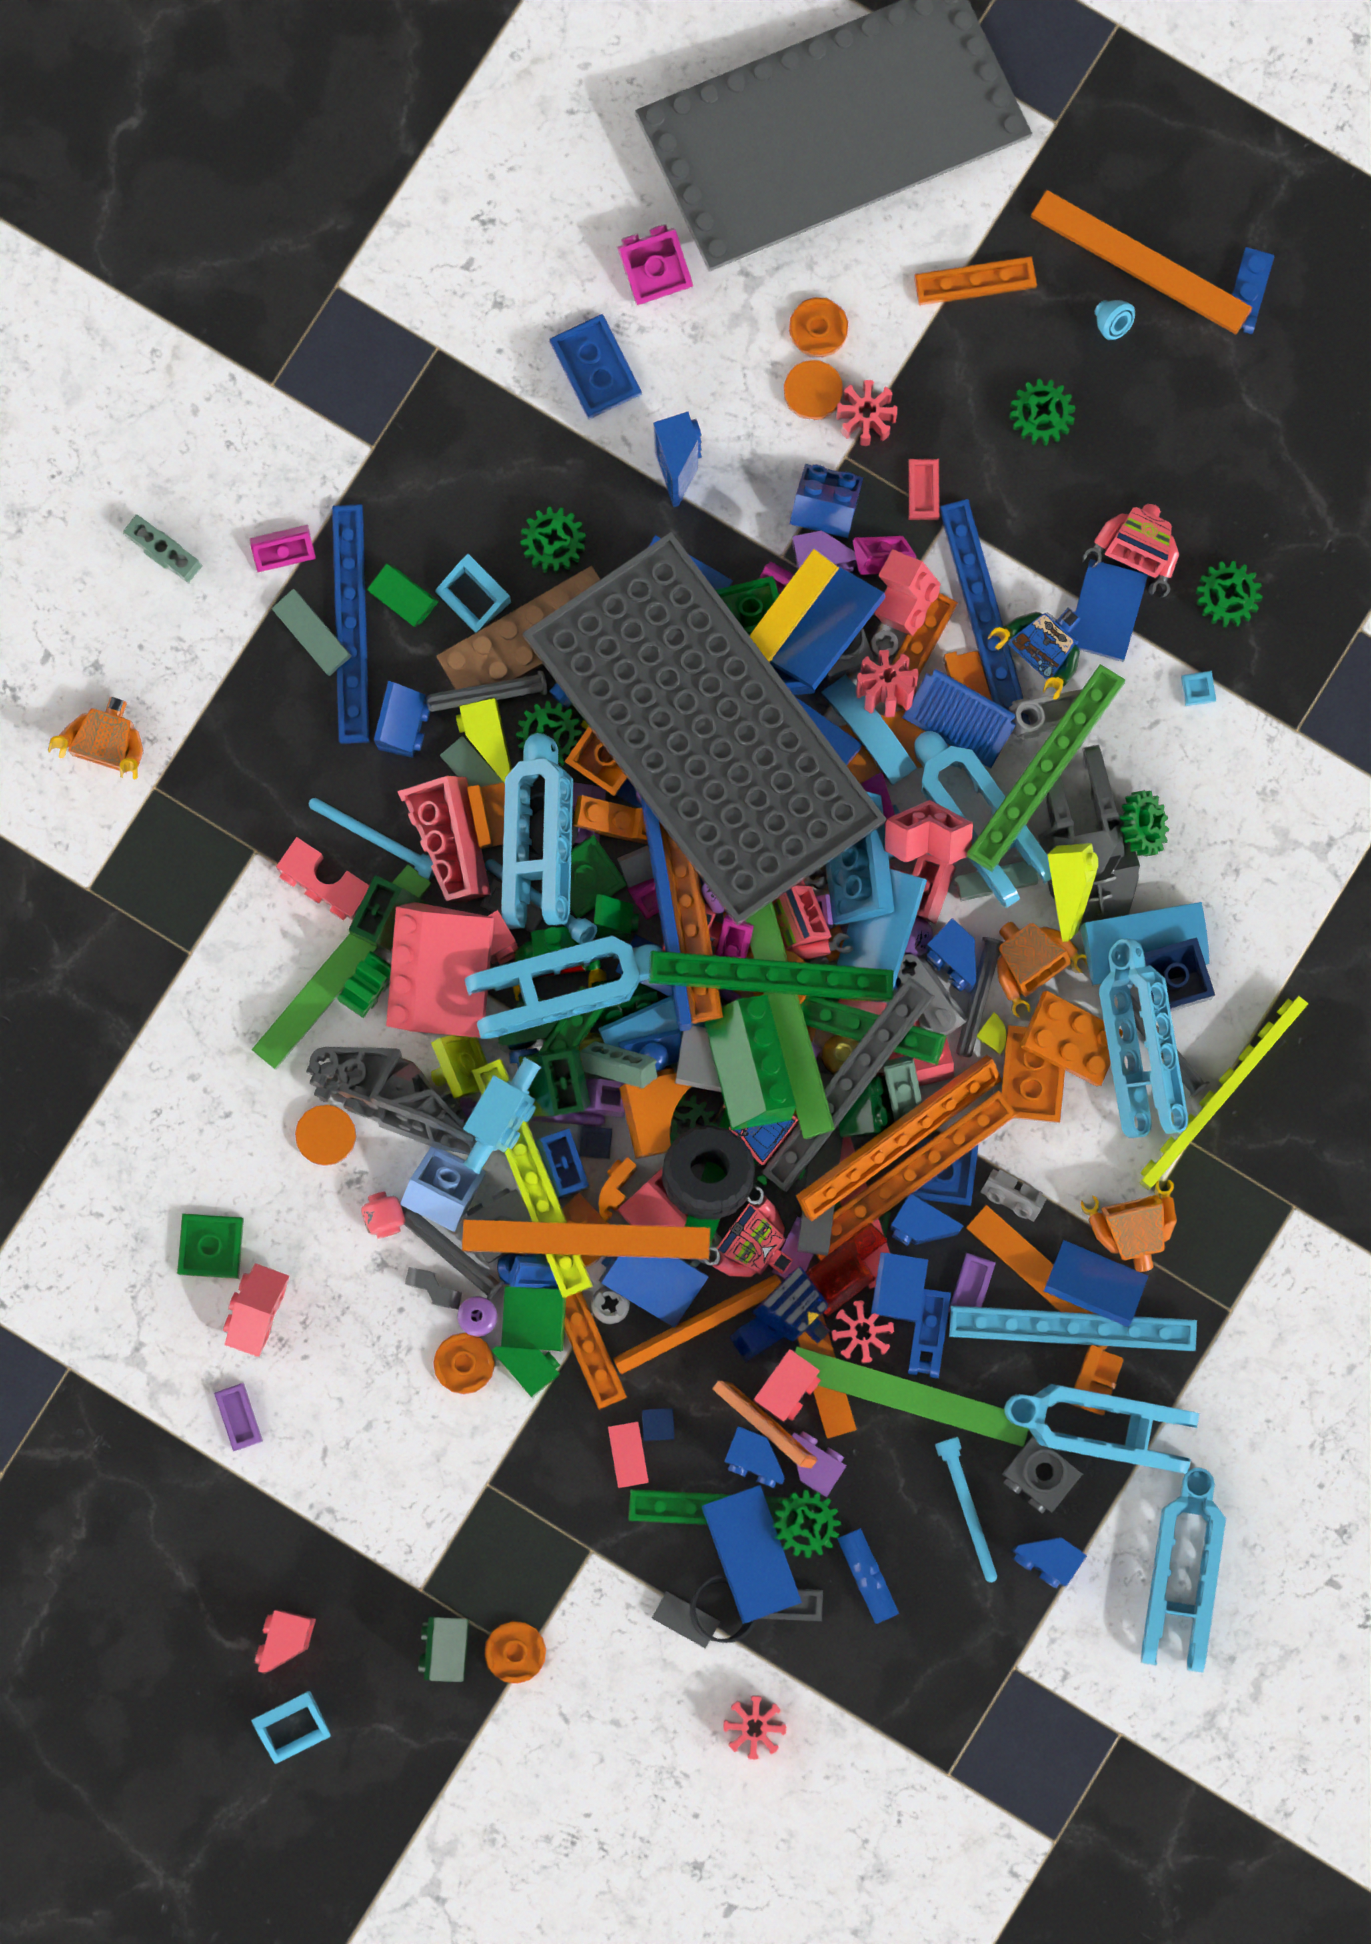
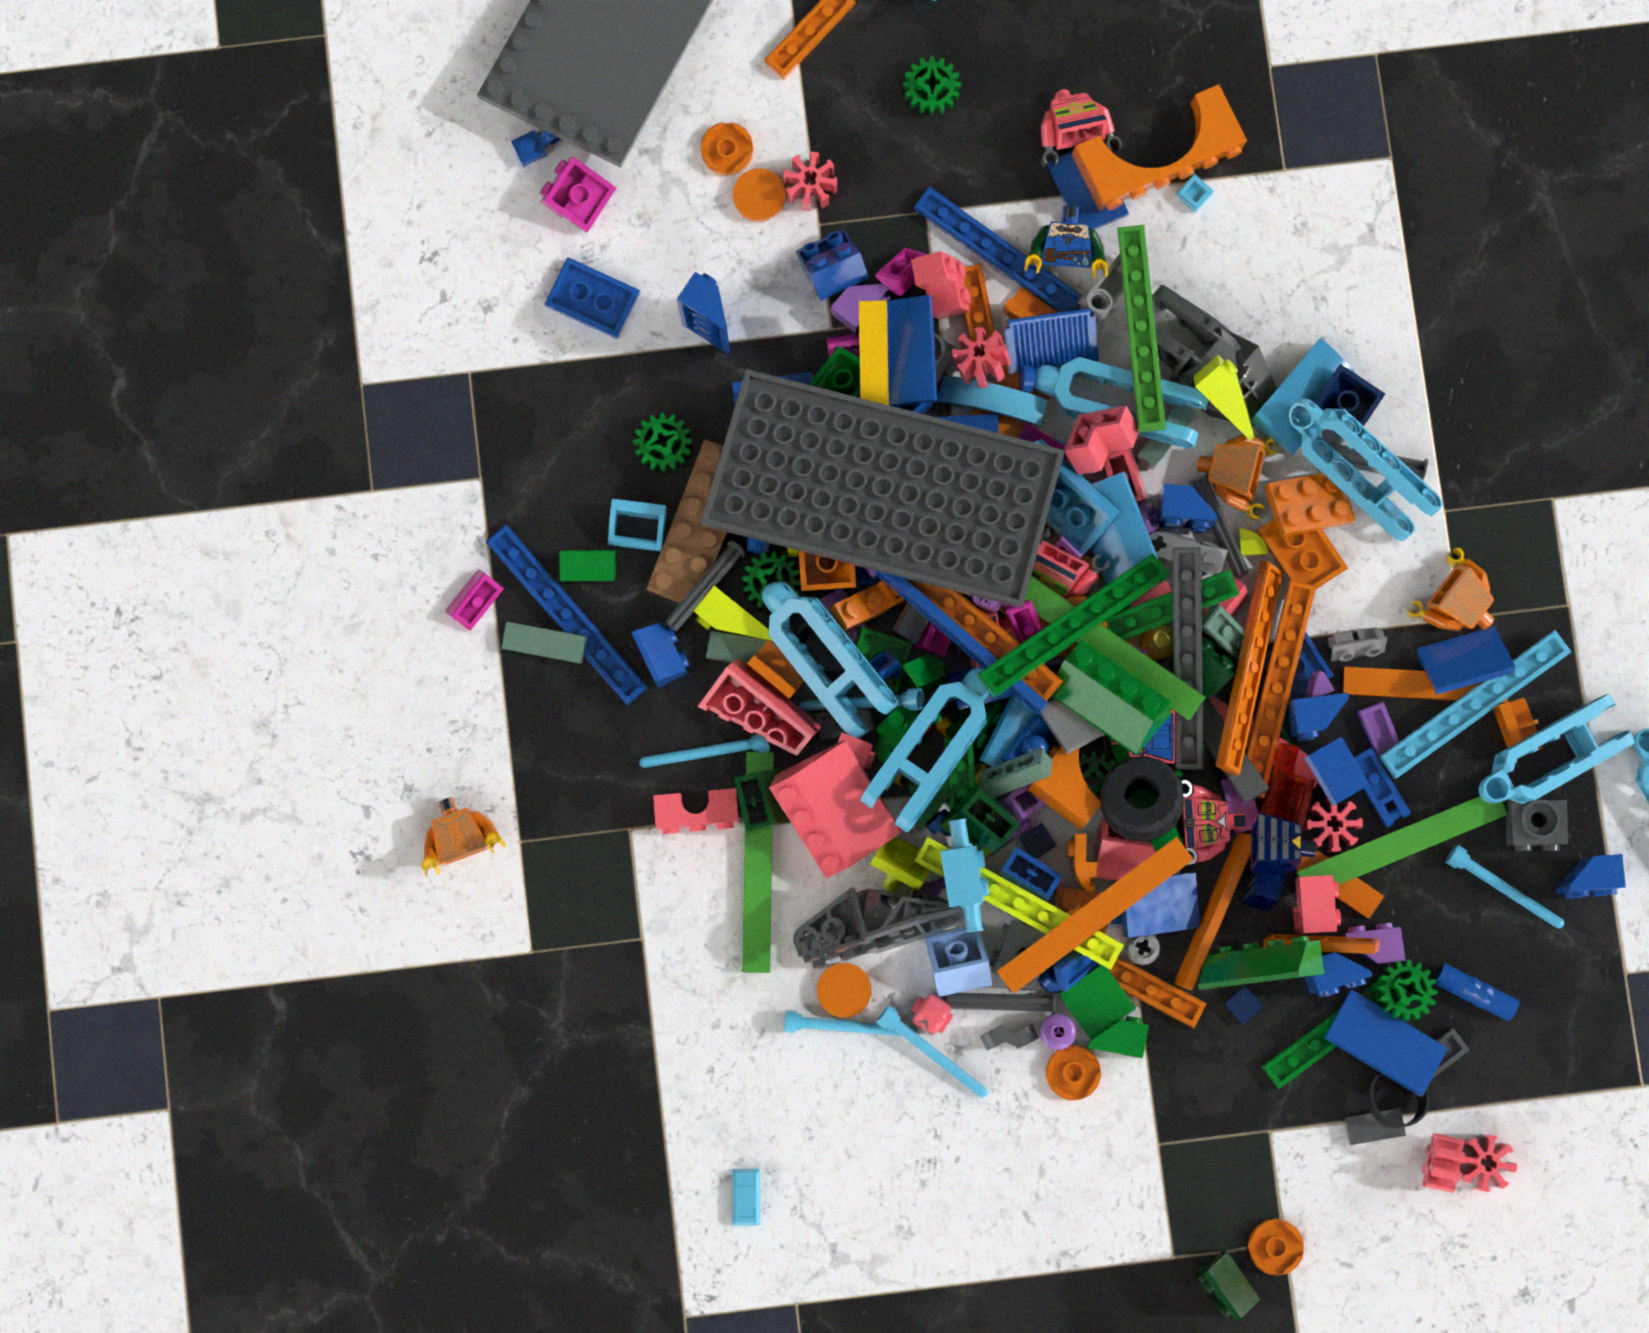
camera: 40 degrees left, 0 degrees up
(100, 1243) = (745, 1197): none -> medium azure tile
(162, 558) = (394, 674): sand green piece -> none
(210, 1246) = (826, 1135): green tile -> none
(238, 1417) = (945, 1240): medium lavender tile -> none
(254, 1309) = (896, 1154): coral brick -> none
(261, 1127) = (795, 1022): none -> medium azure piece
(343, 1192) = (890, 1020): none -> medium azure piece
(366, 984) = (788, 860): green gear -> none
(584, 883) = (885, 665): none -> blue tile
(628, 1454) = (1240, 1043): coral tile -> none
(649, 192) = (532, 147): none -> blue plate
(696, 1397) = (1262, 964): none -> green slope
(715, 1695) = (1443, 1163): none -> coral gear
(880, 637) = (946, 330): light grey bush -> none
(912, 733) = (1027, 378): none -> blue tile
(923, 489) = (892, 204): coral tile -> none
(947, 1201) = (1318, 685): none -> medium lavender slope
(1132, 622) = (1114, 180): none -> orange arch
(1144, 823) = (1237, 314): green gear -> none
(1219, 588) = (1174, 108): green gear -> none
(1230, 1081) = (1441, 446): neon yellow plate -> none

